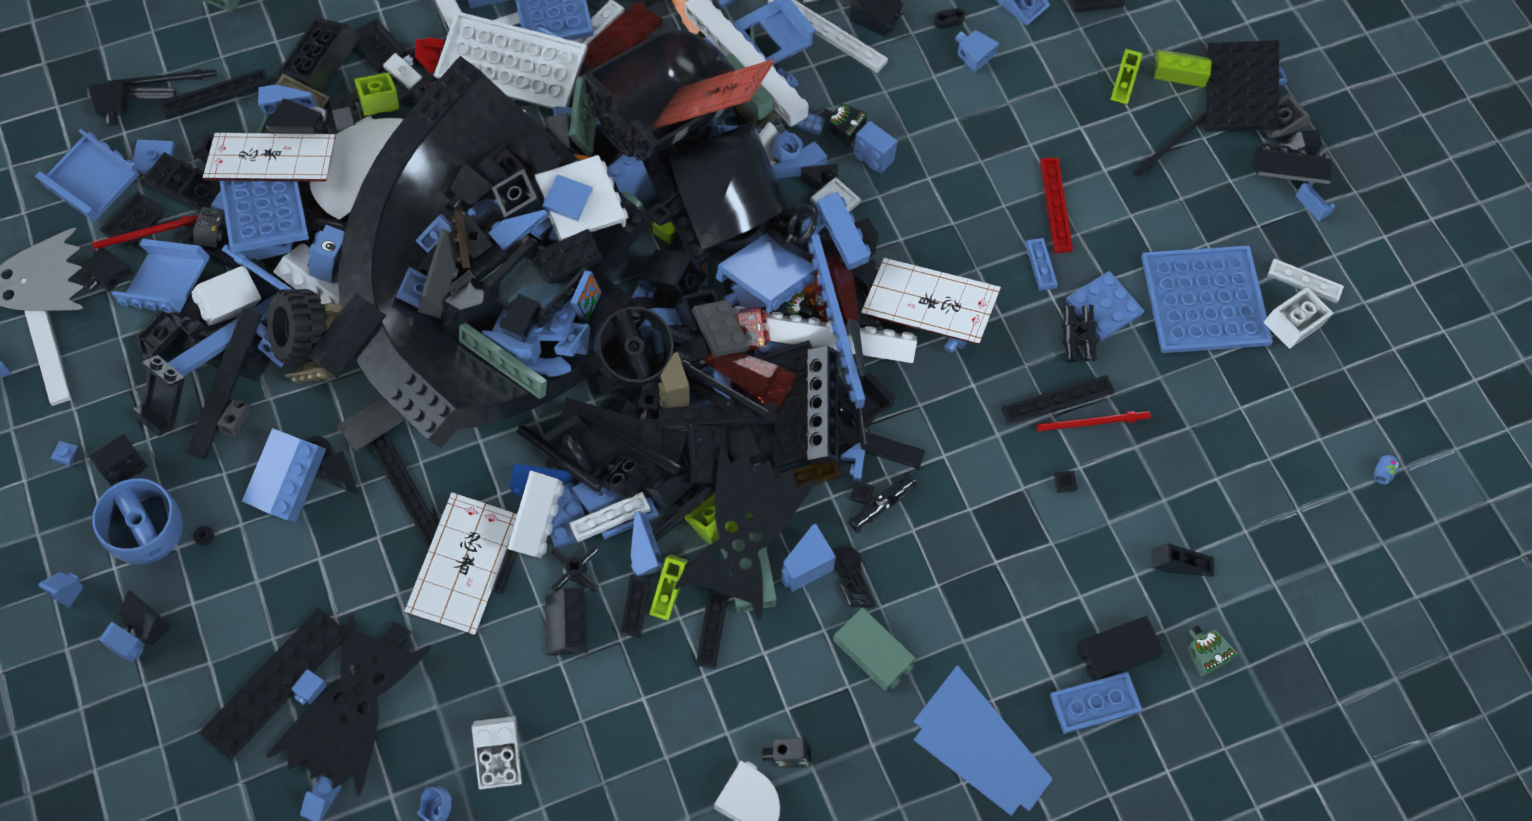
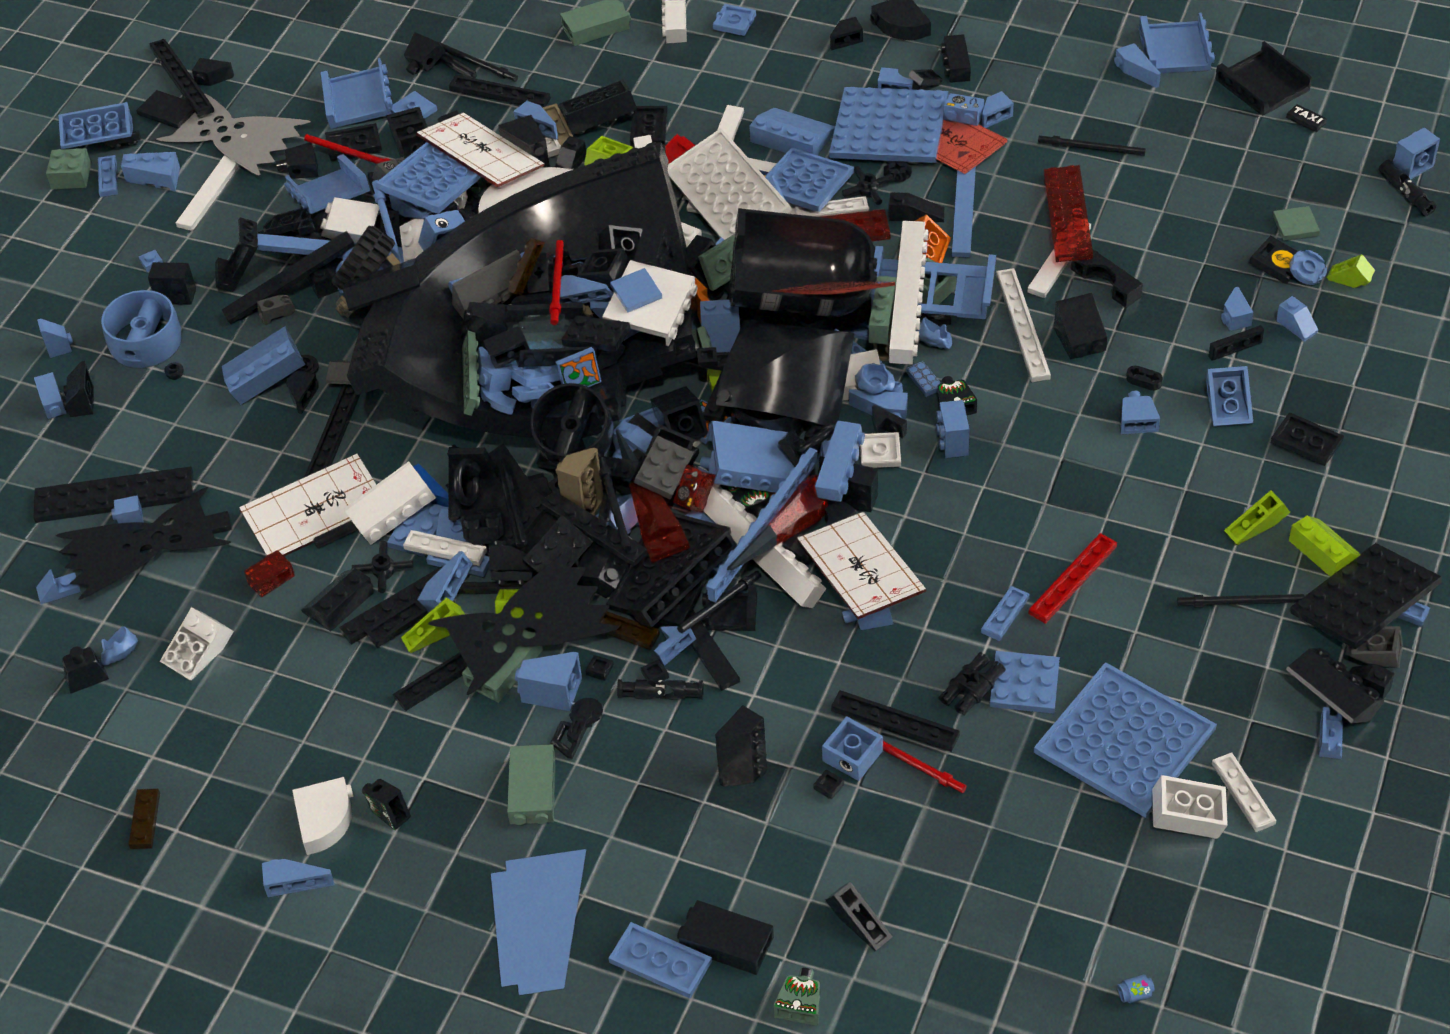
camera: 50 degrees right, 15 degrees down
(490, 646) = (269, 573): none -> clear red brick
(520, 256) = (555, 306): none -> red bar
(615, 594) = (355, 628): none -> black plate
(820, 518) = (599, 667): none -> black tile
(1004, 501) = (741, 748): none -> black slope
(1058, 443) = (852, 748): none -> medium blue brick

